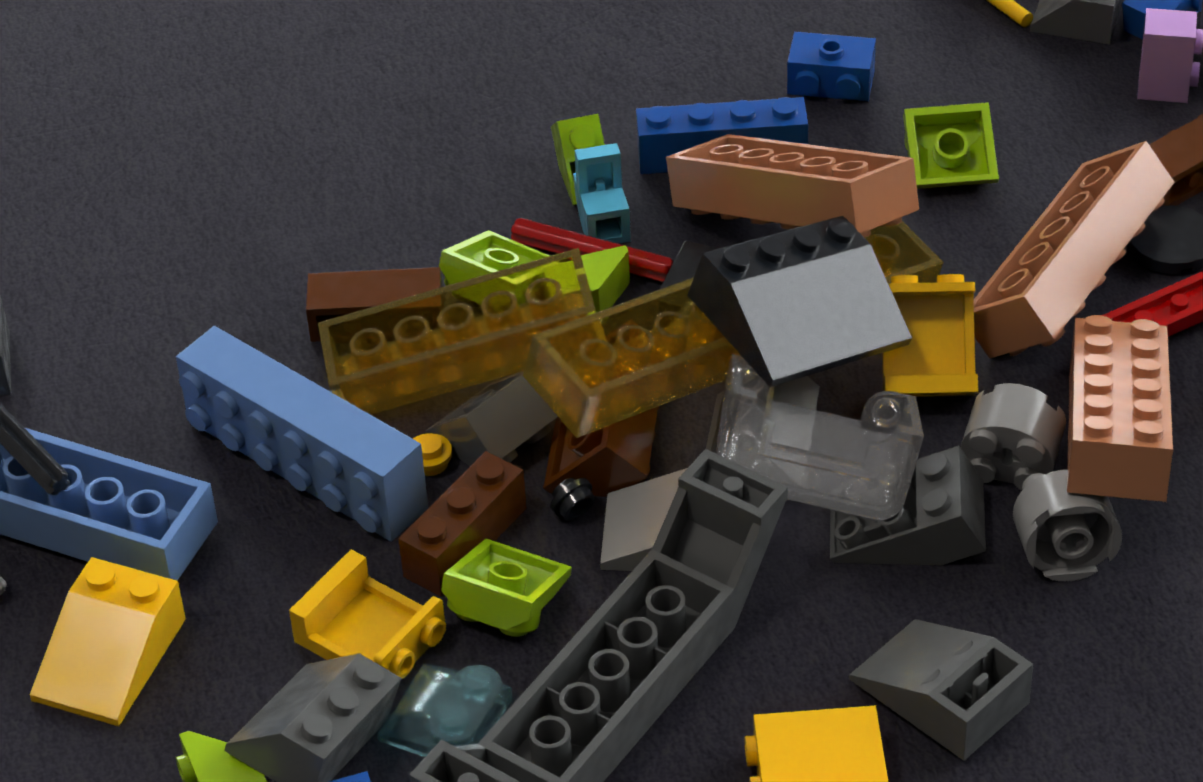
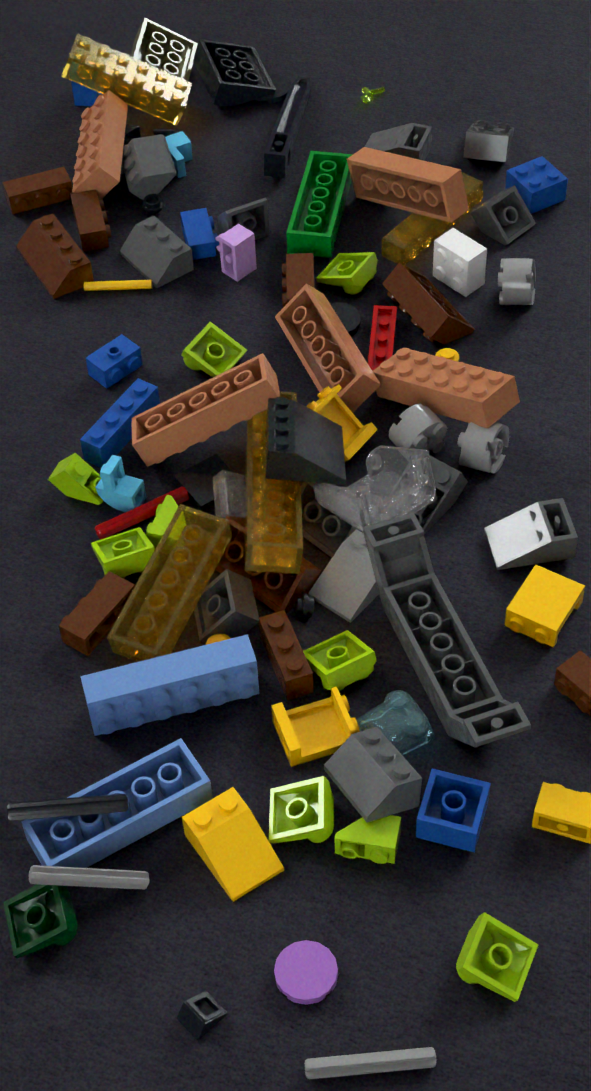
camera: 55 degrees left, 5 degrees up
(212, 686) = (301, 811): none -> lime slope

